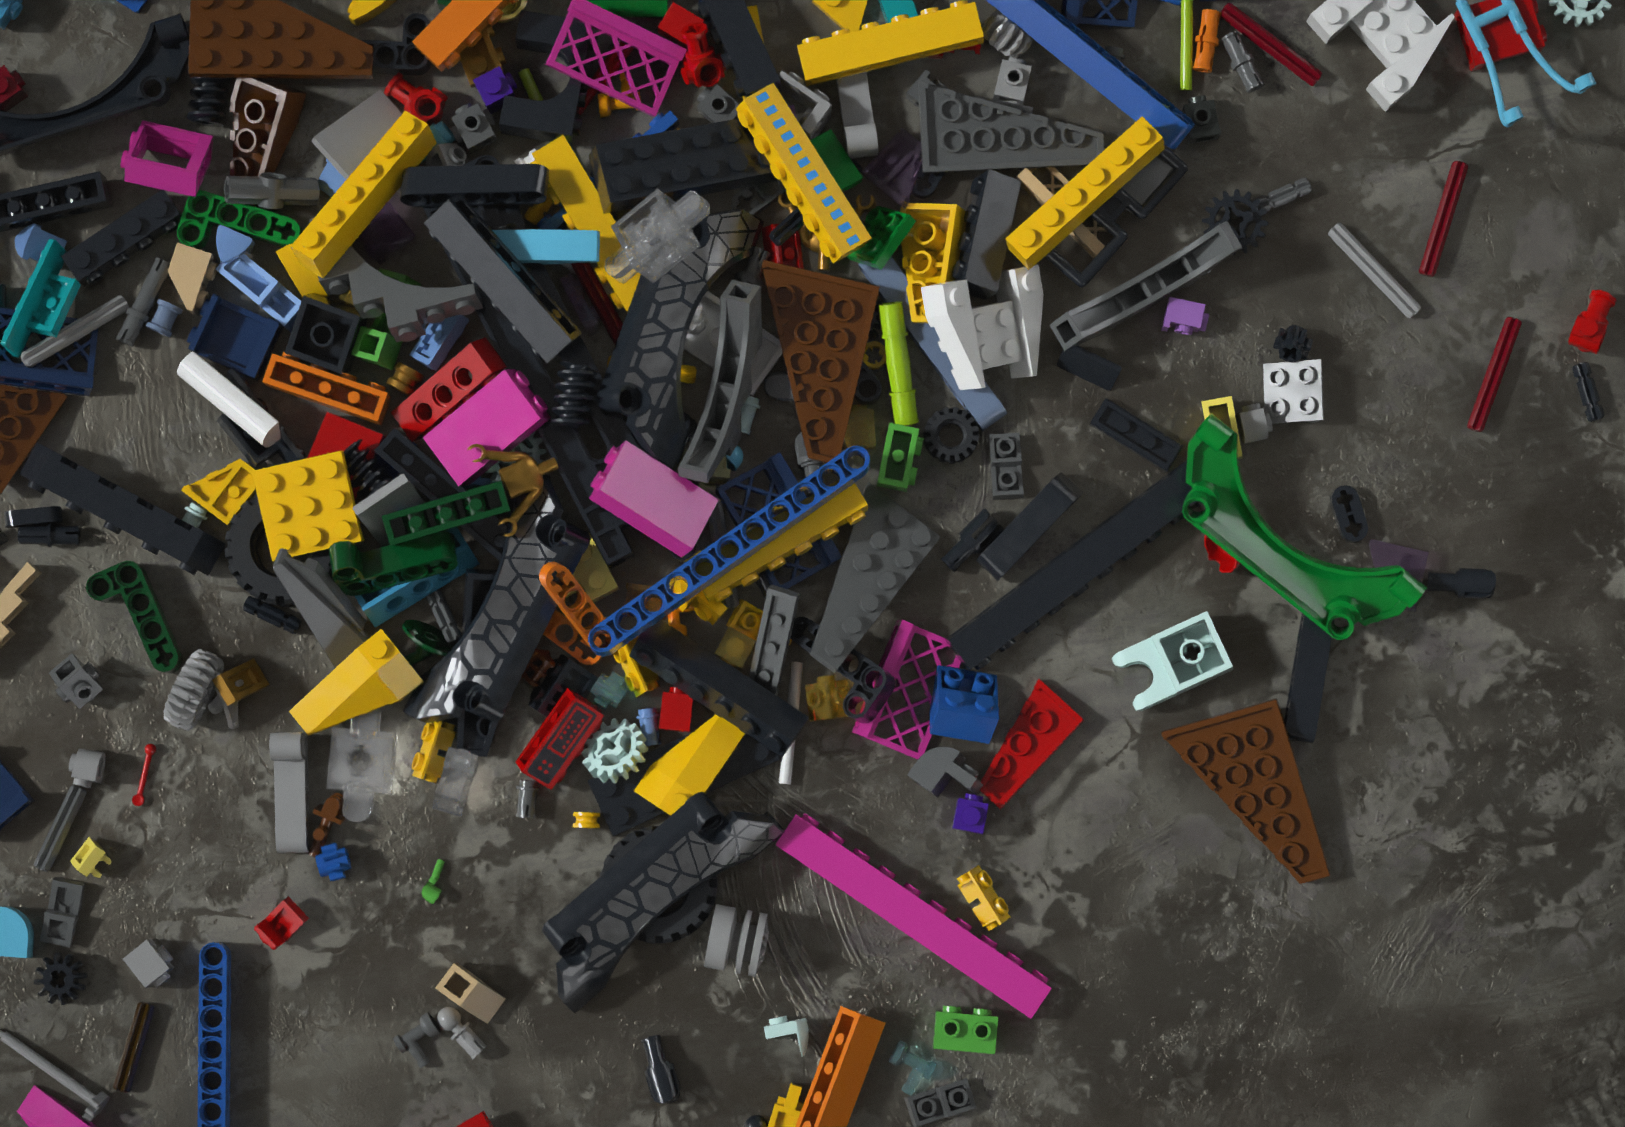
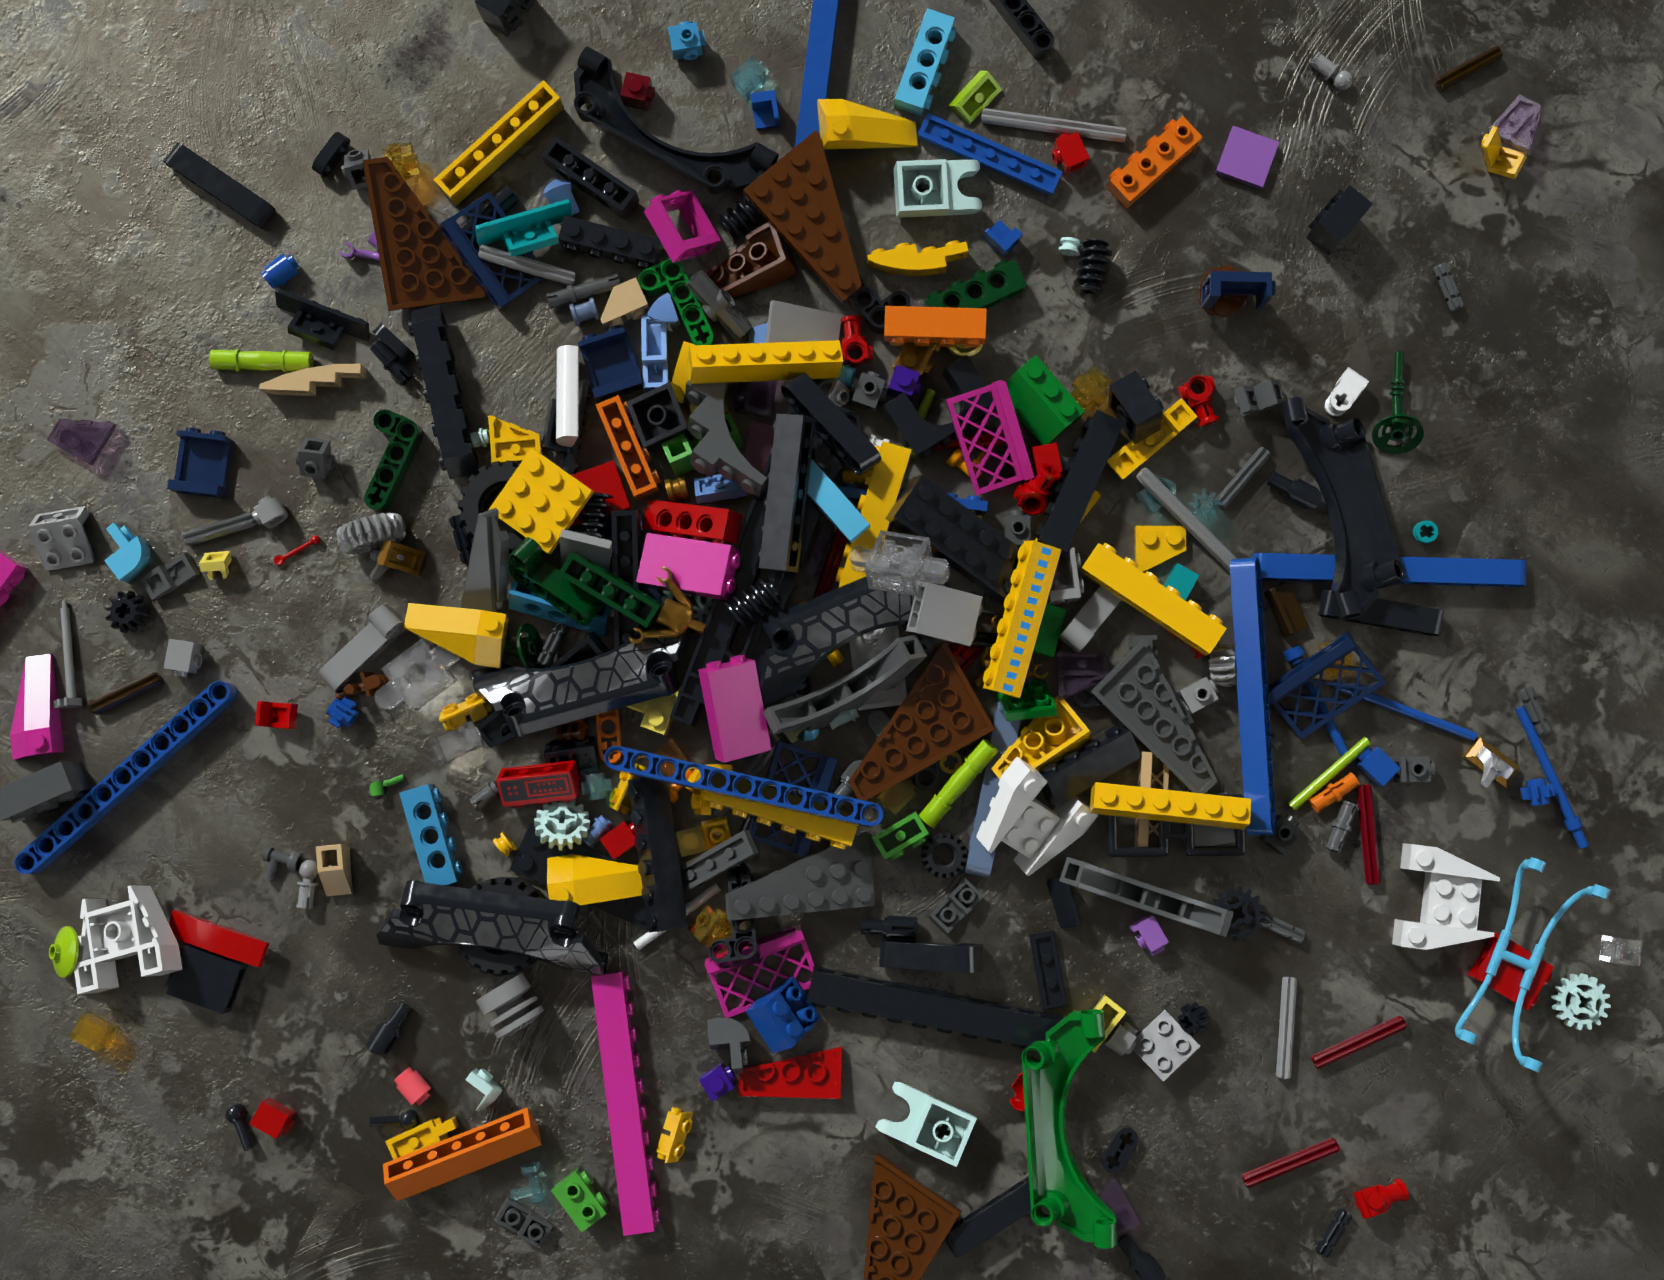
camera: 50 degrees right, 0 degrees up
(430, 267) = (759, 445): none -> clear pink tile
(472, 867) = (419, 827): none -> dark azure brick
(579, 608) = (627, 724): orange beam -> none
(730, 1095) = (412, 1086): none -> coral brick
(737, 237) = (945, 614): none -> light grey brick

